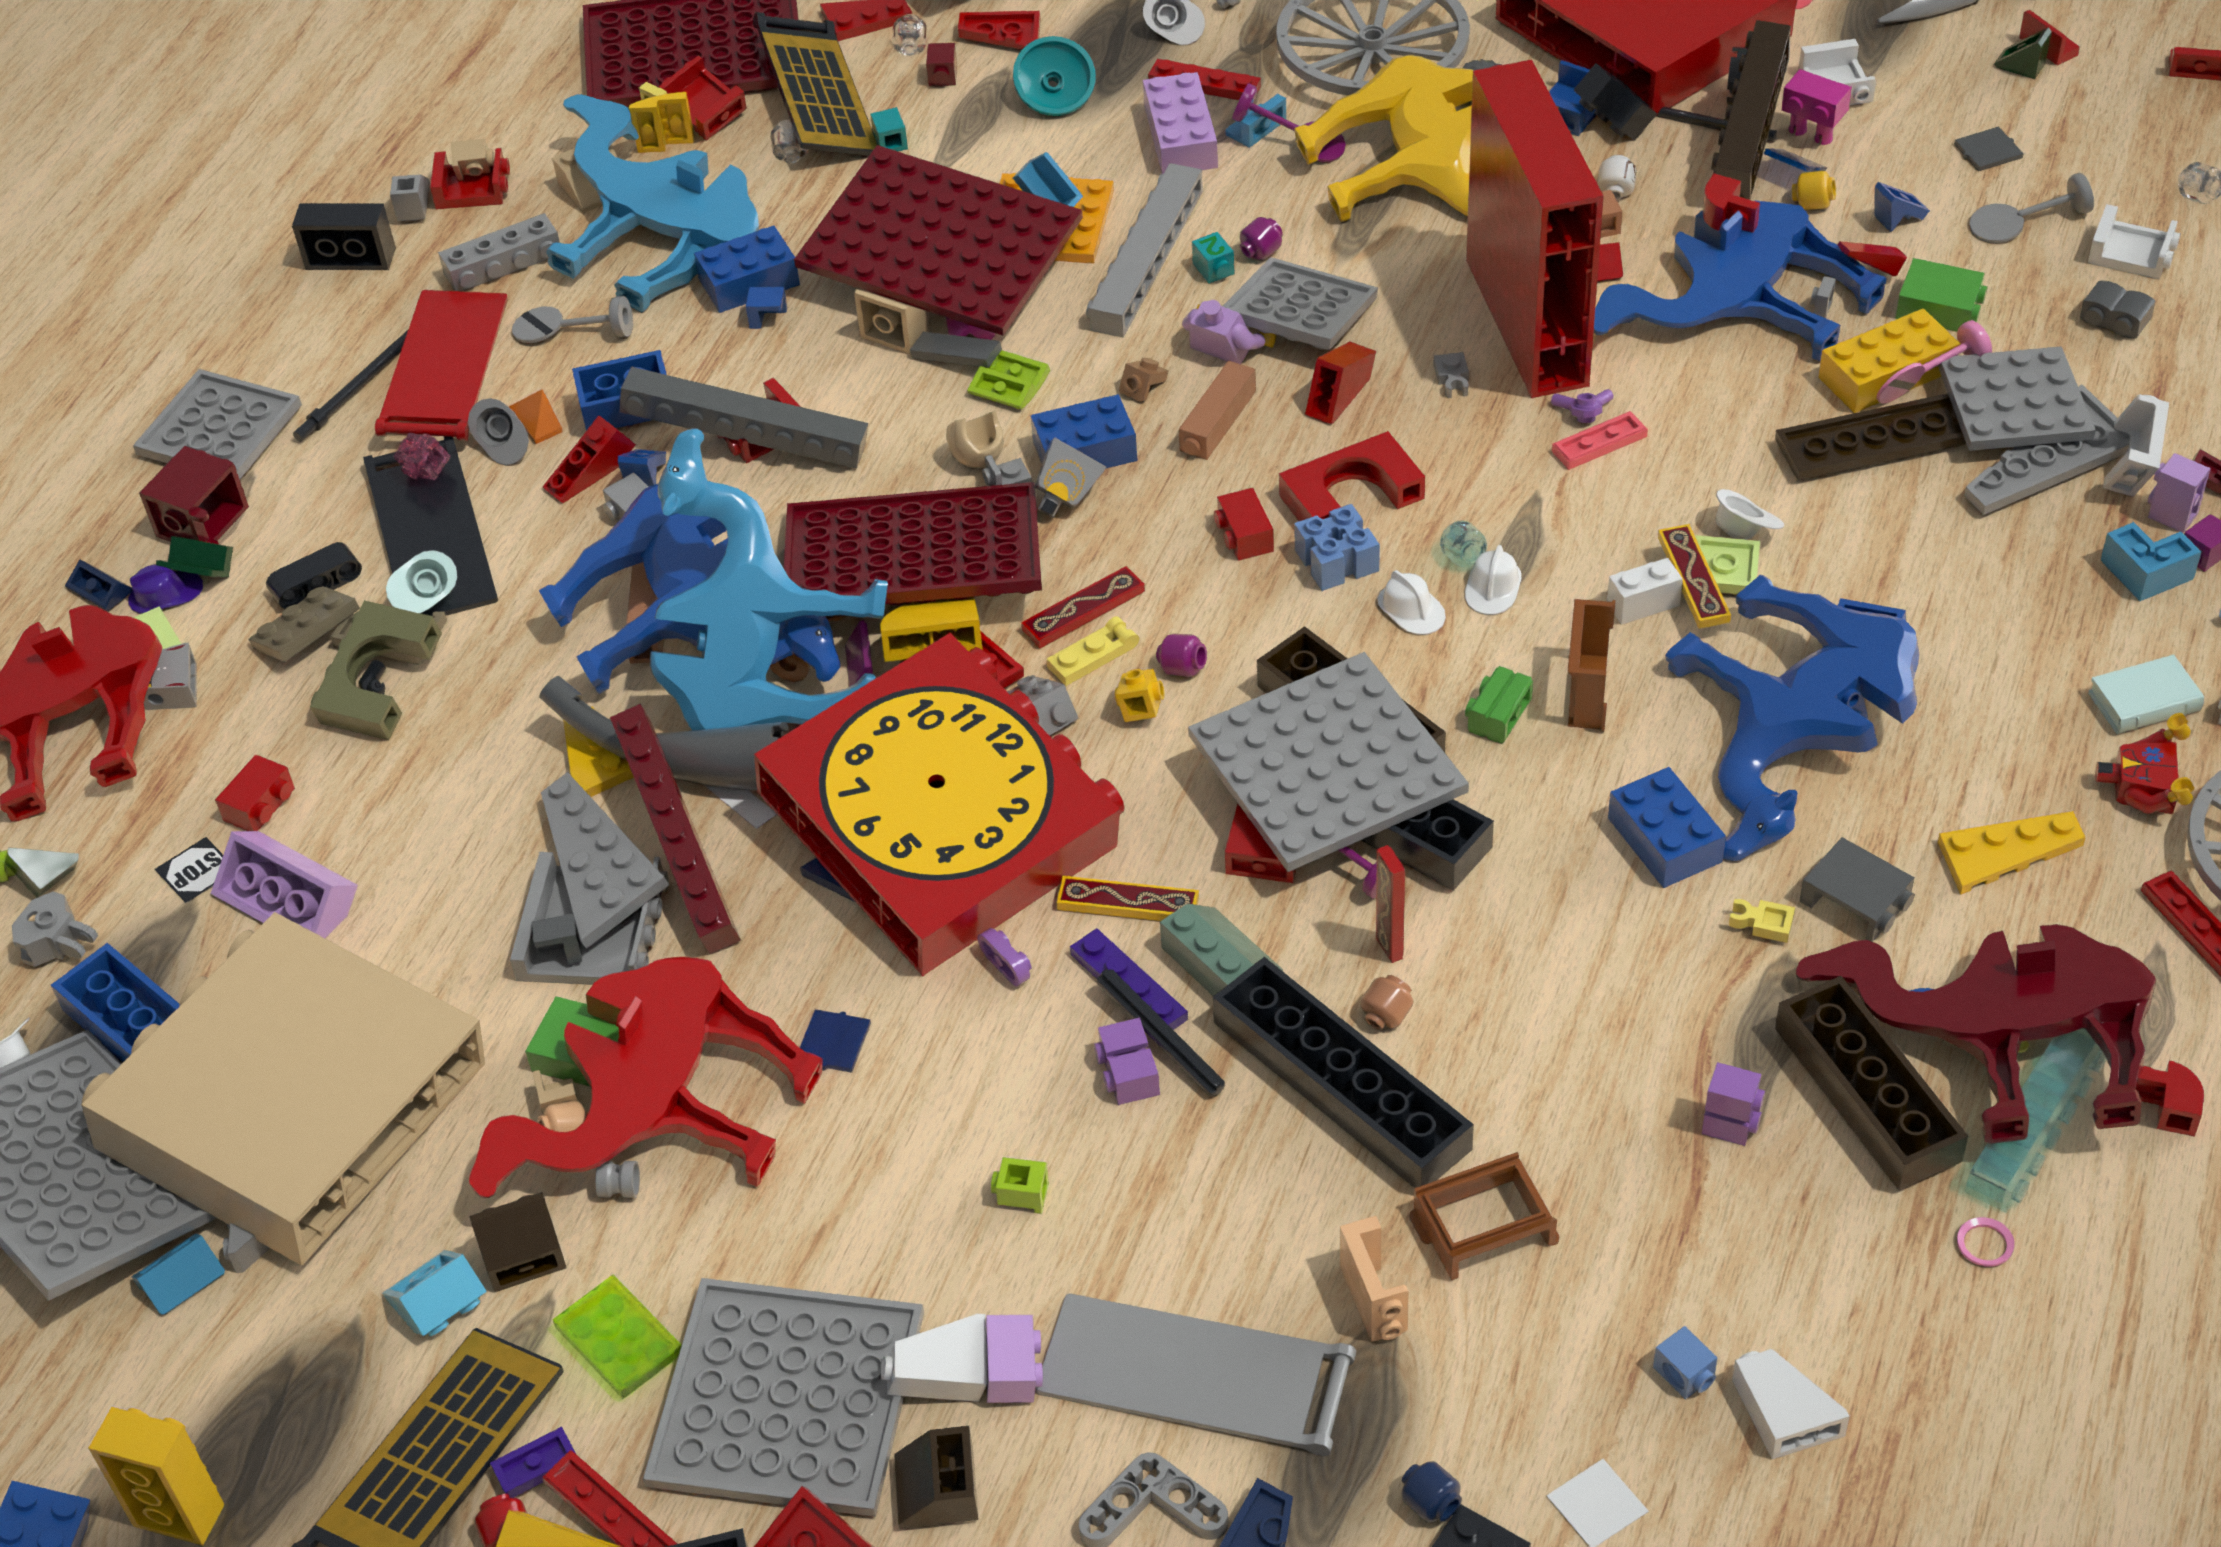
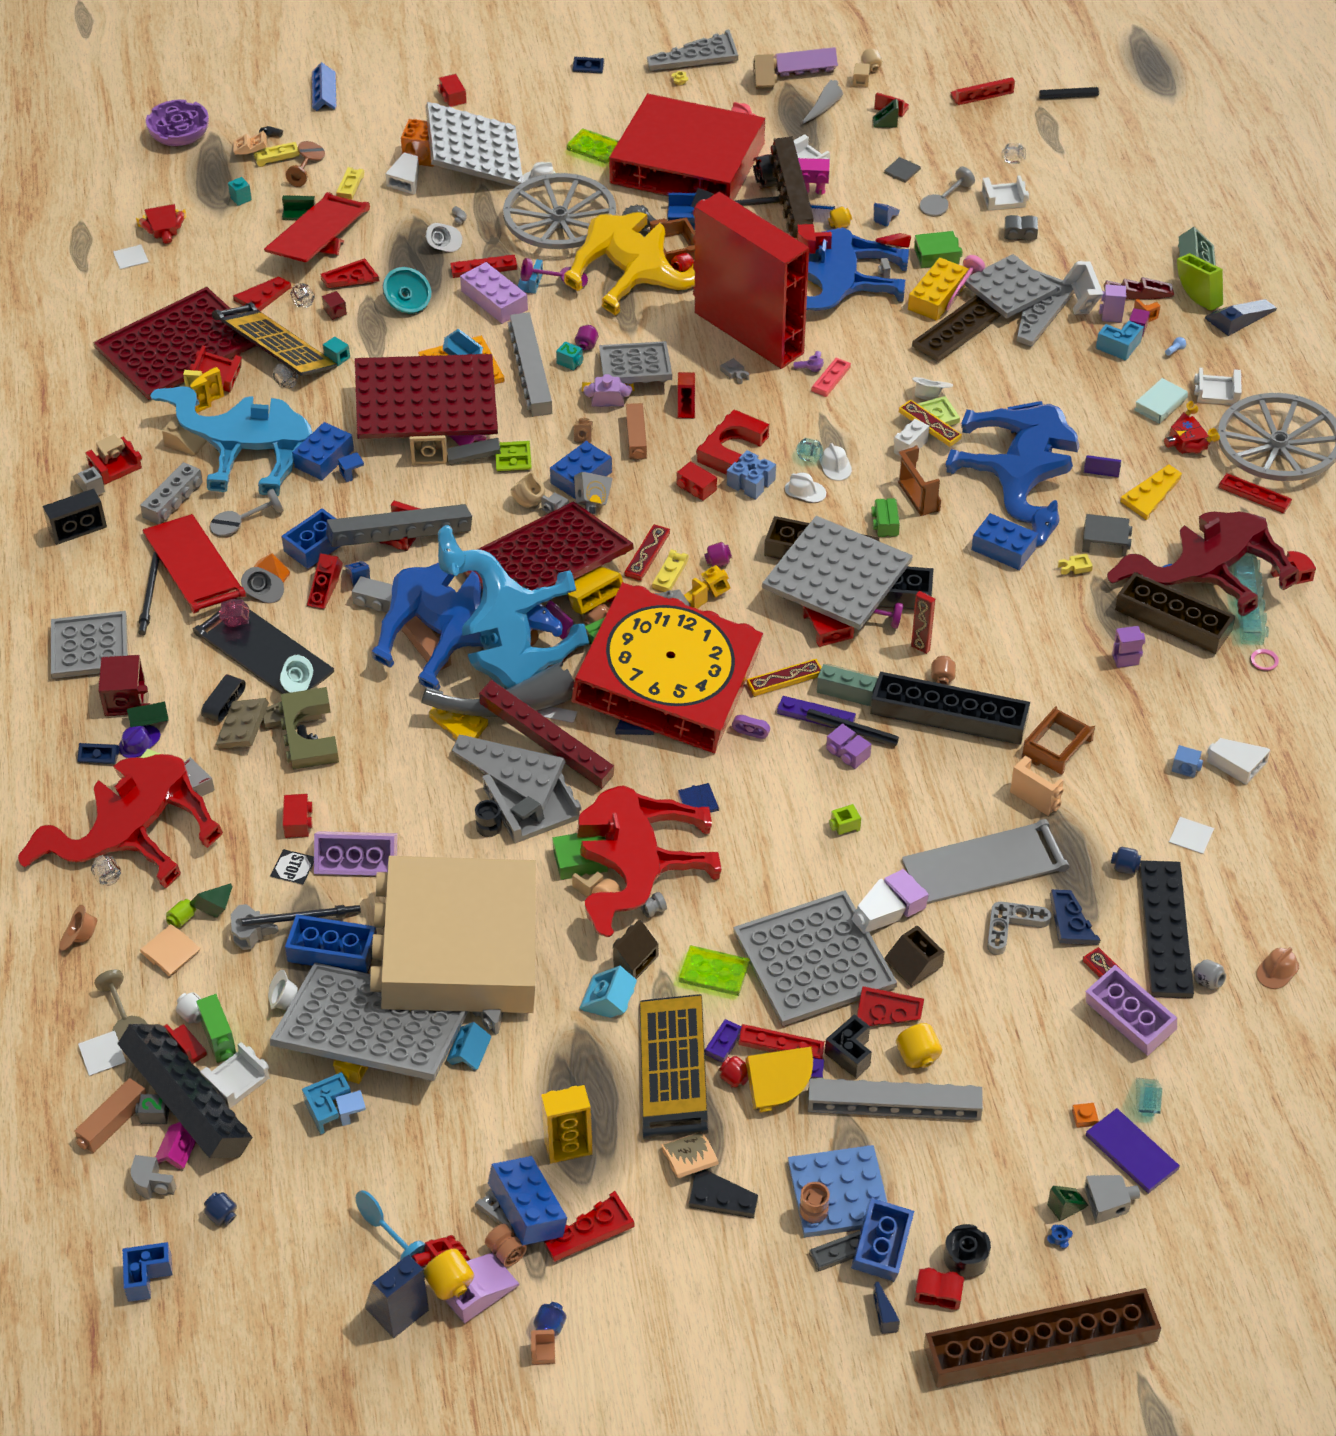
camera: 35 degrees left, 0 degrees up
(186, 966) = (338, 911): none -> black bar
(497, 921) = (488, 818): none -> black wheel
(1095, 709) = (698, 594): none -> yellow panel
(1948, 766) = (1102, 466): none -> dark purple panel

